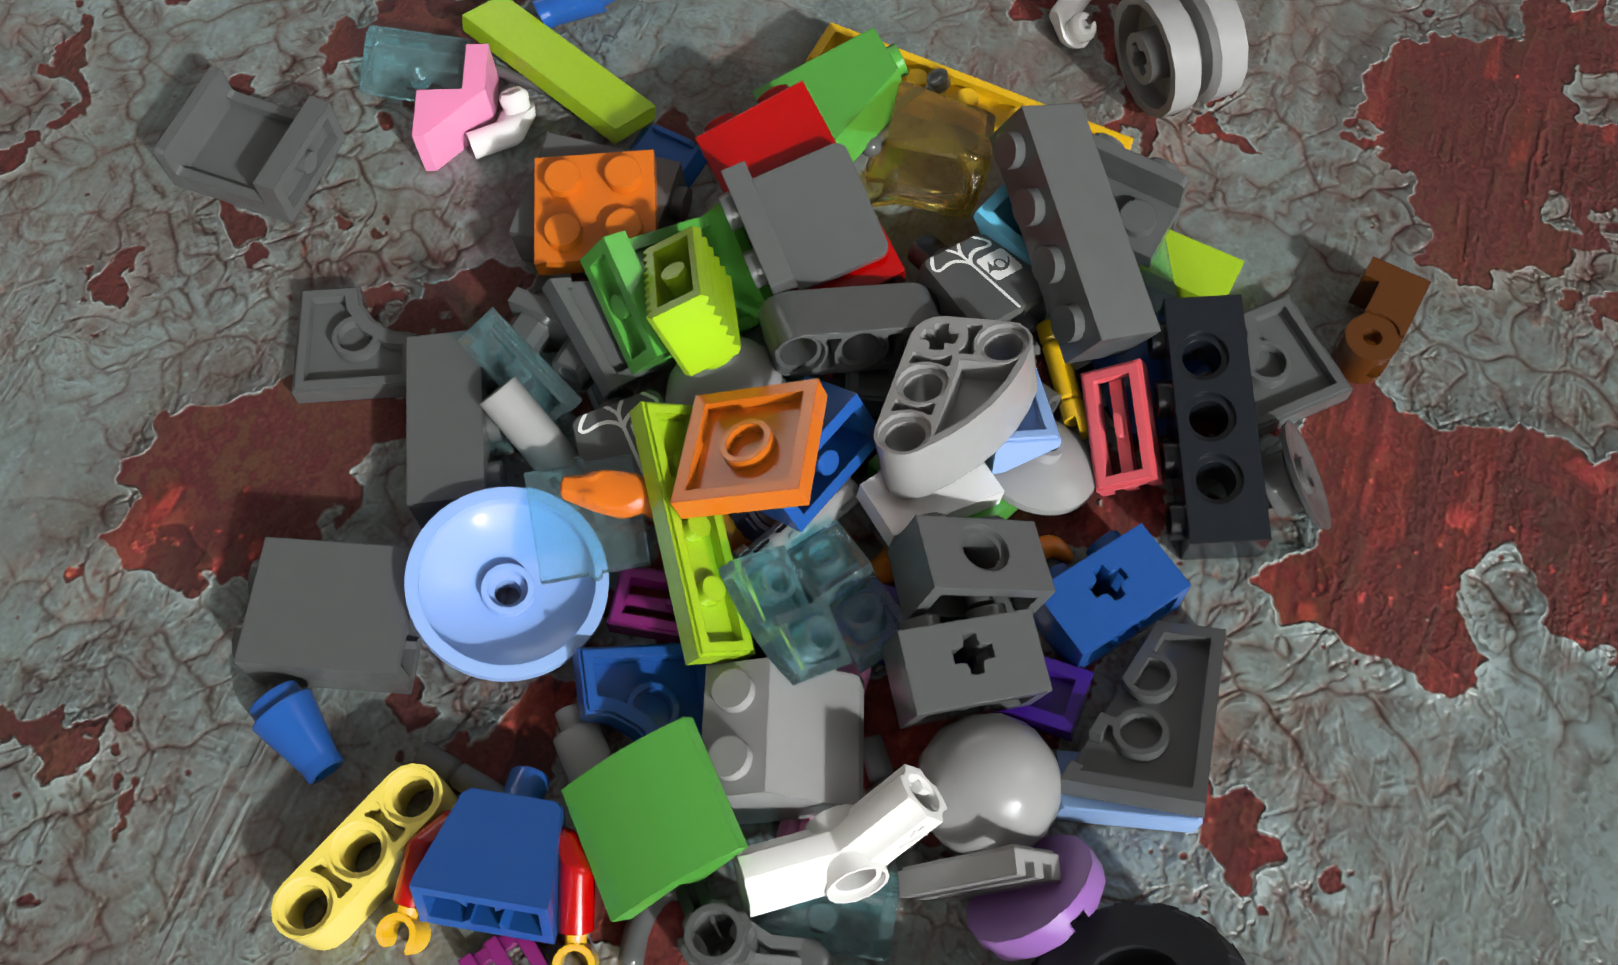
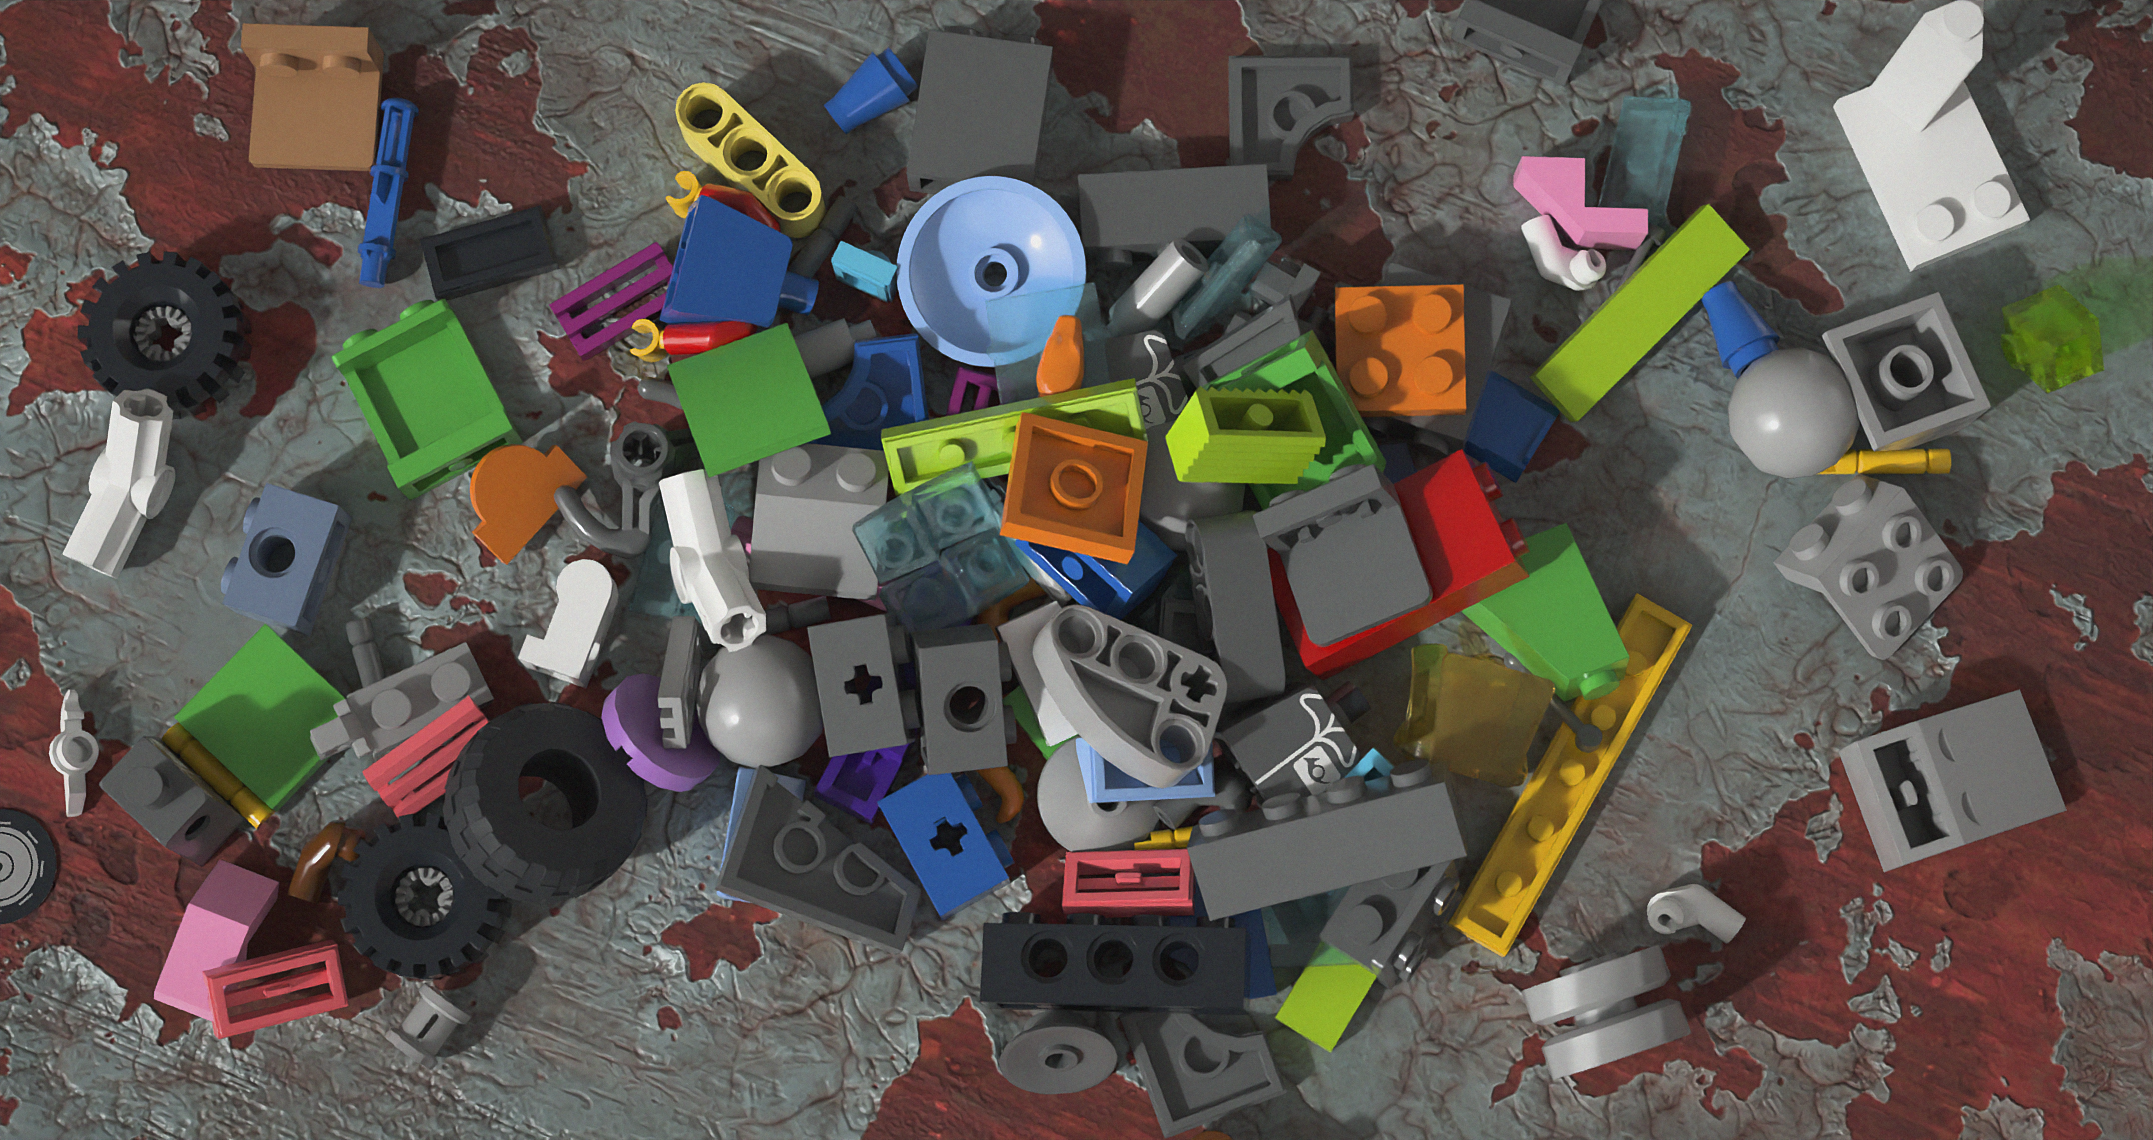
camera: 90 degrees right, 15 degrees up
(501, 720) = (865, 271): none -> medium azure tile

